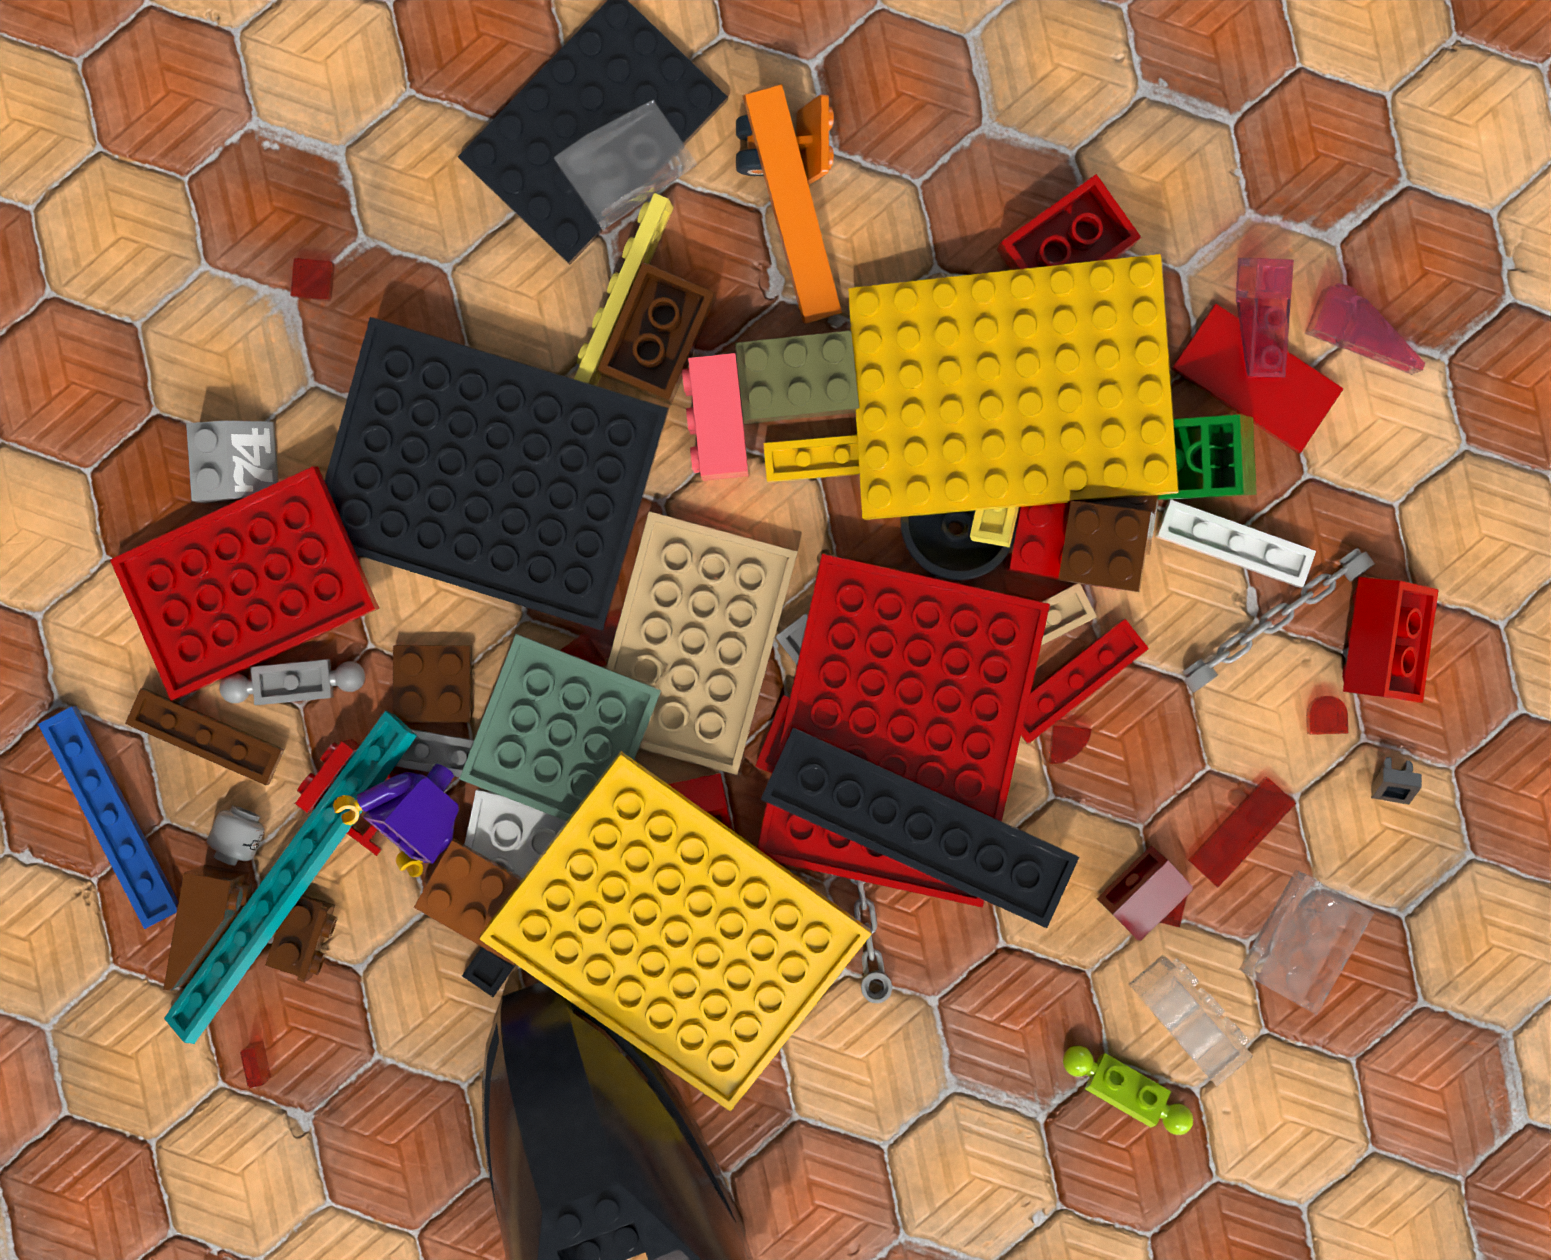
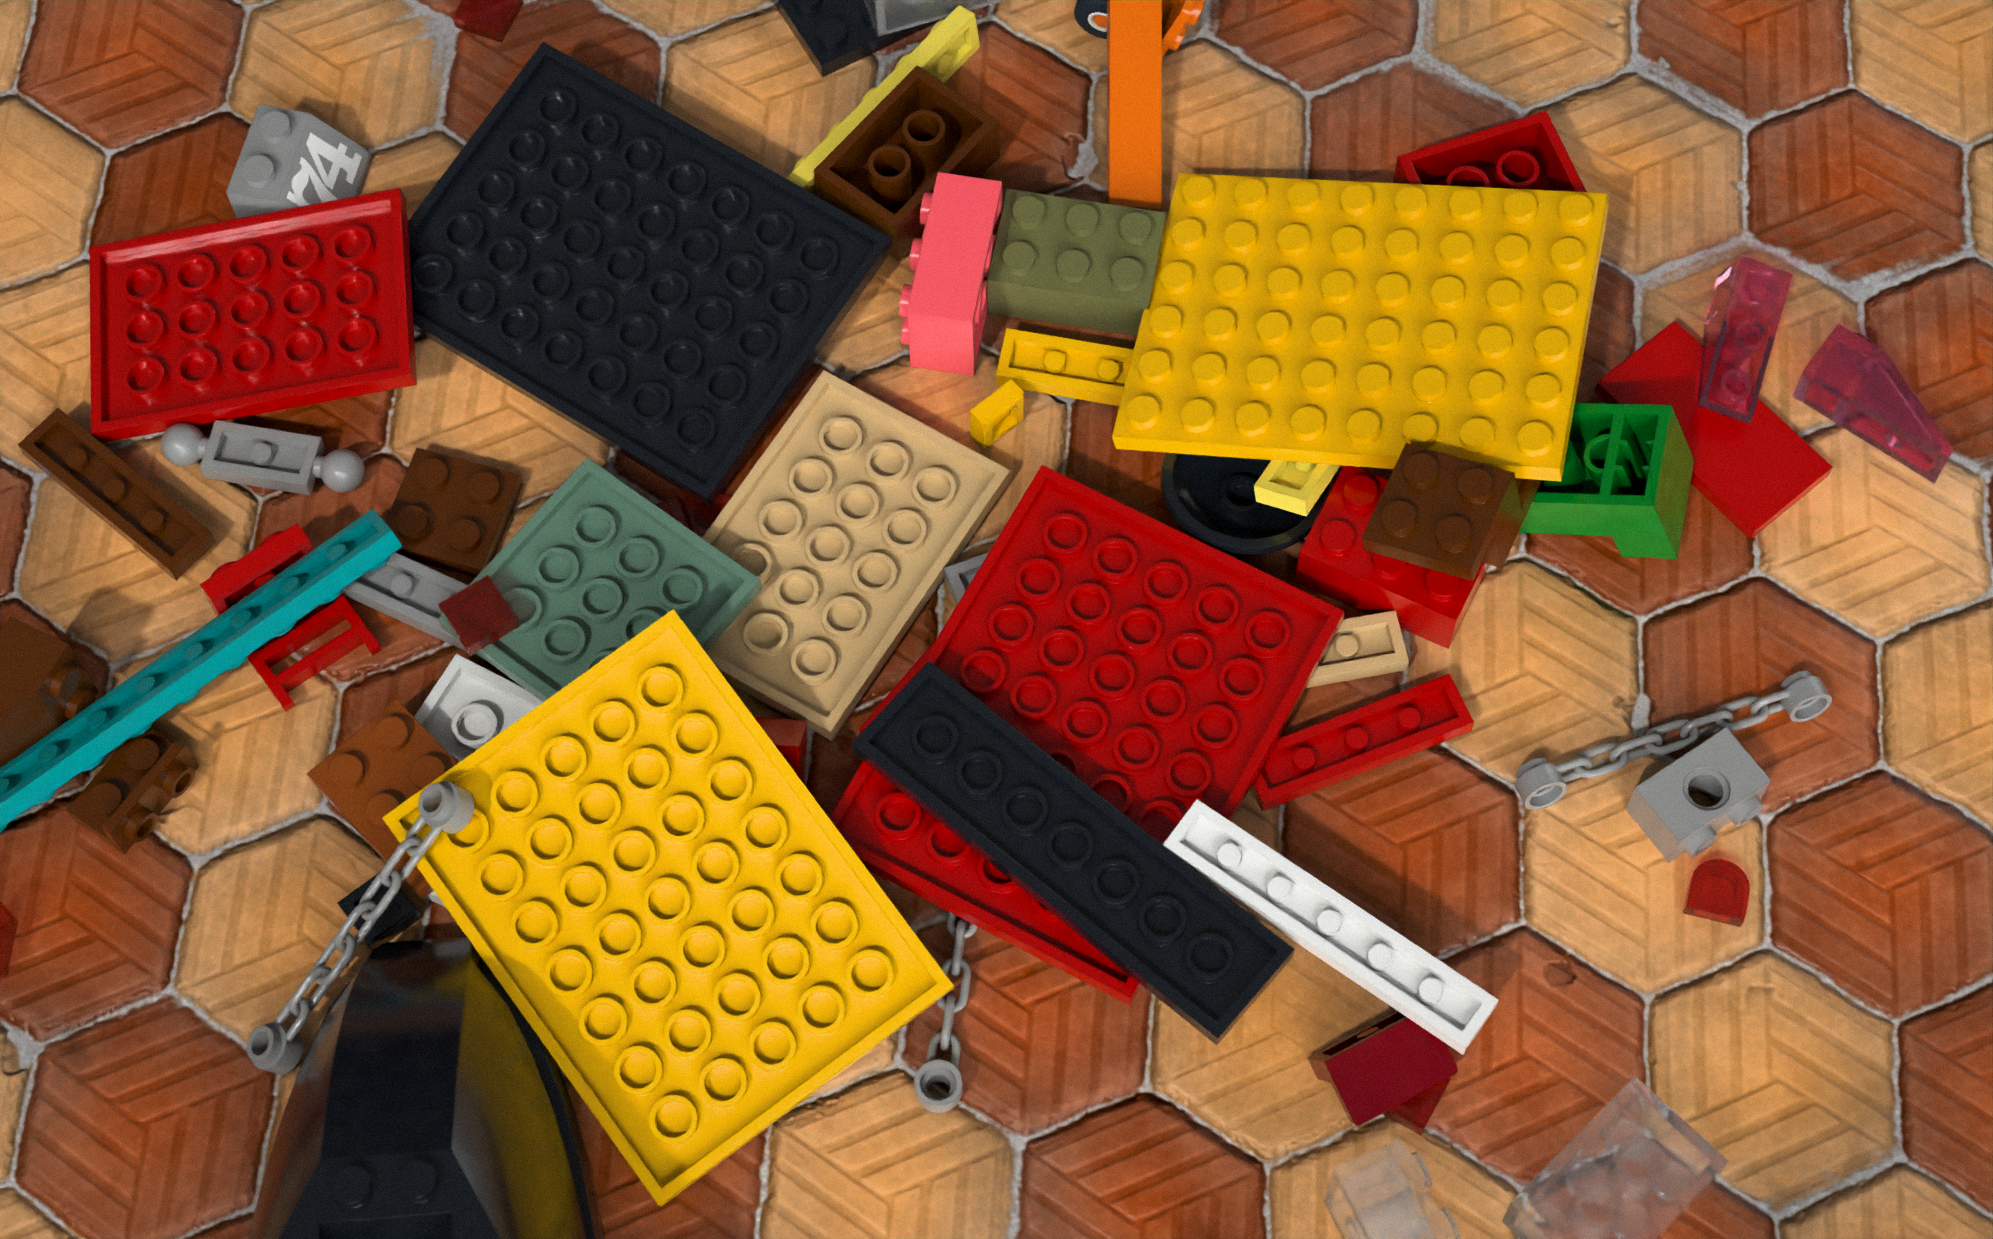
camera: 20 degrees right, 25 degrees down
(235, 835) = (103, 625): light grey head -> none
(409, 813) = (355, 643): dark purple torso -> none
(486, 773) = (479, 615): none -> clear red tile
(518, 930) = (280, 1047): none -> light grey piece
(776, 510) = (997, 414): none -> yellow tile
(1067, 742) = (1322, 827): clear red tile -> none
(1095, 831) = (1332, 927): none -> white plate
(1235, 543) = (1634, 623): white plate -> none
(1241, 831) = (1553, 1021): clear red tile -> none
(1282, 667) = (1715, 768): none -> light grey brick
(1390, 639) = (1835, 805): red slope -> none
(1396, 785) = (1802, 1009): black tile -> none

